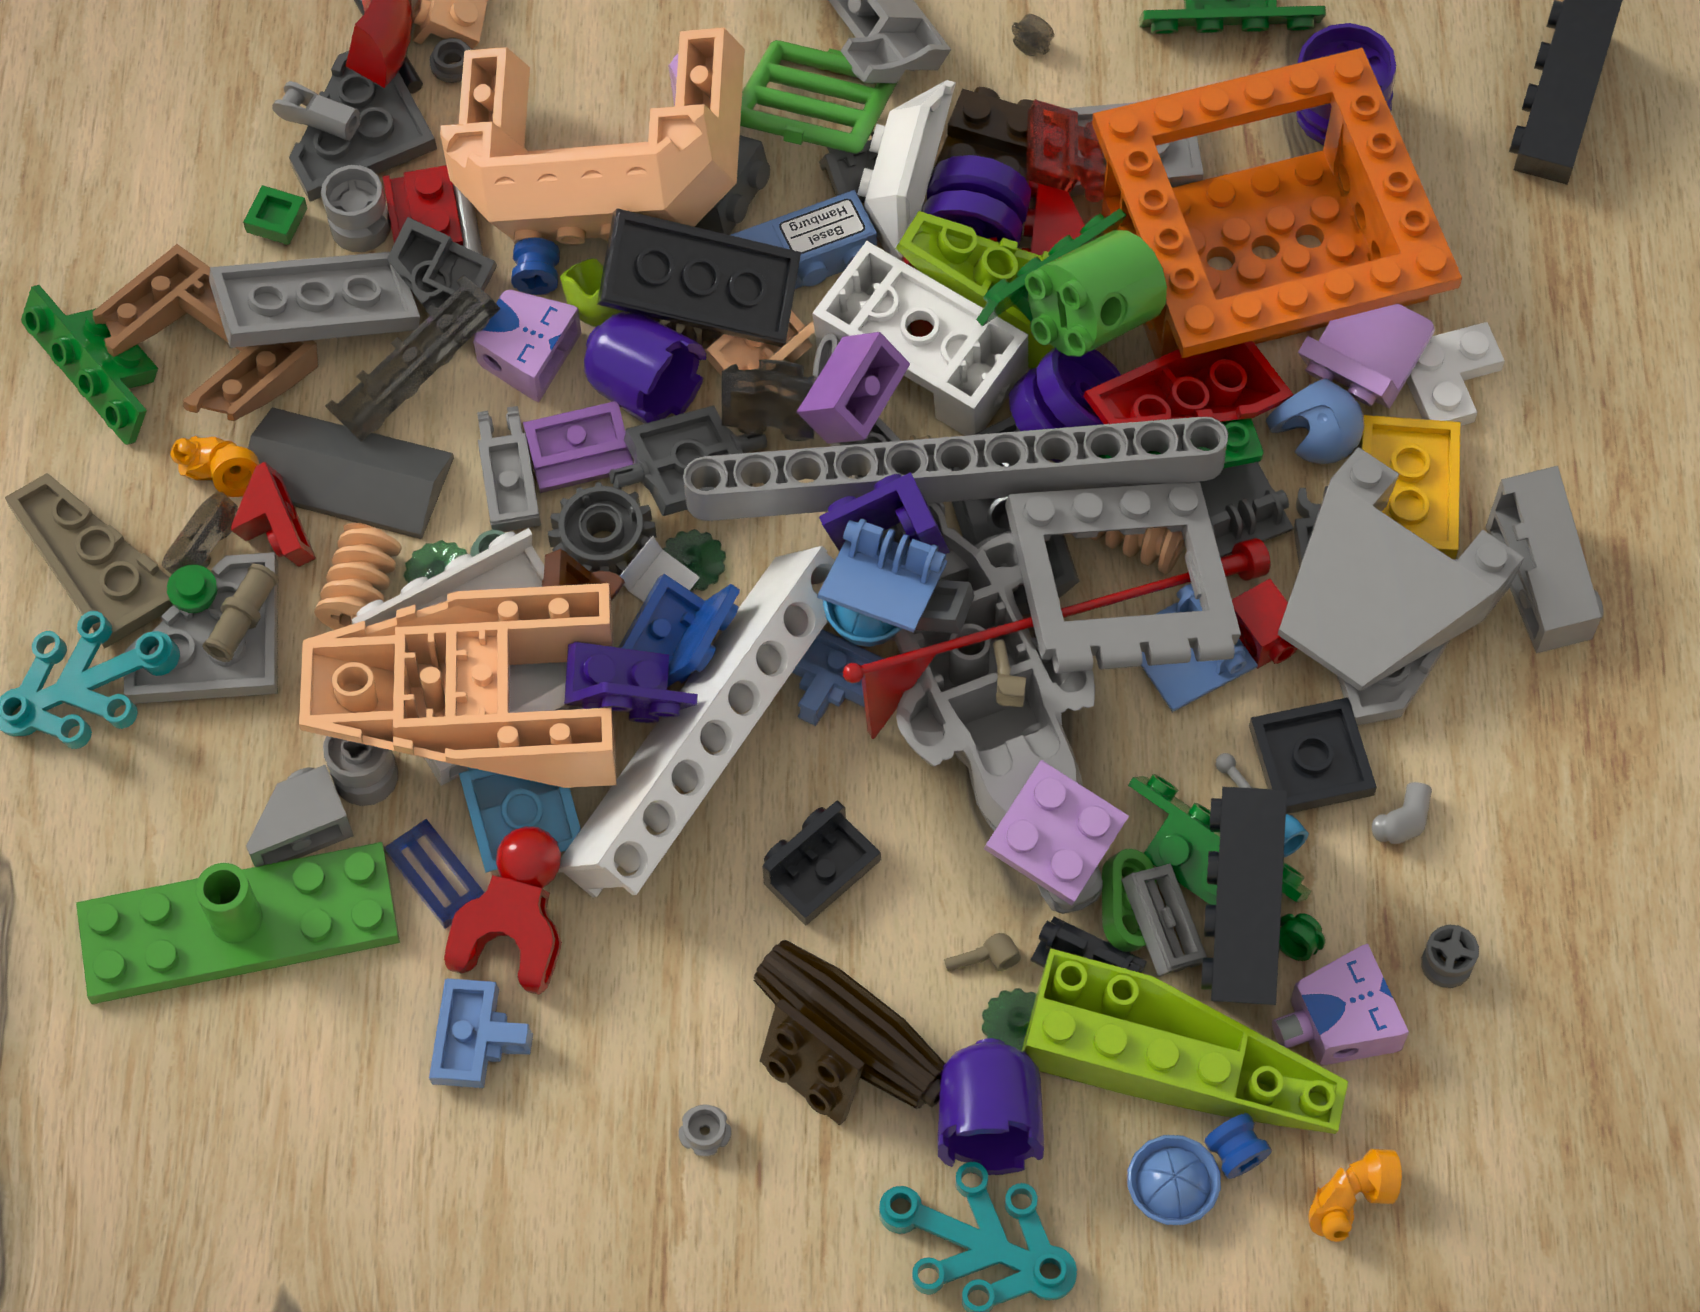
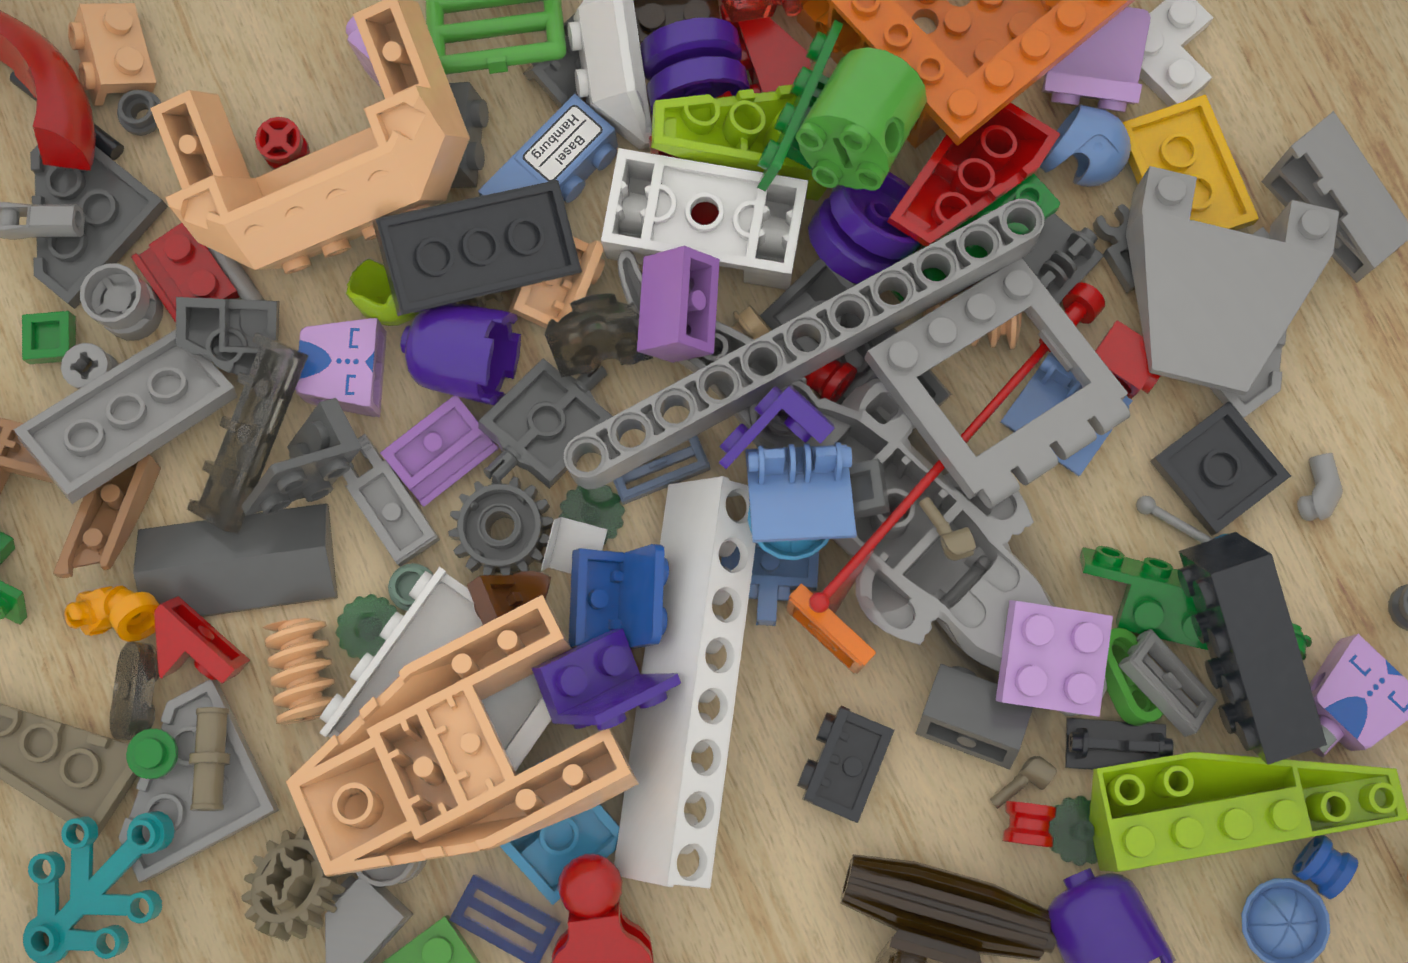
camera: 20 degrees left, 15 degrees up
(260, 752) = (291, 884): none -> dark tan gear
(296, 240) = (79, 357): none -> light grey wheel
(451, 406) = (317, 459): none -> dark grey bracket
(535, 266) = (315, 288): blue wheel -> none
(565, 123) = (277, 134): none -> red wheel
(761, 551) = (661, 482): none -> sand blue tile
(861, 736) = (830, 631): none -> orange tile
(957, 871) = (969, 719): none -> dark grey brick
(968, 989) = (1029, 824): none -> red wheel
(971, 520) = (831, 380): none -> red wheel

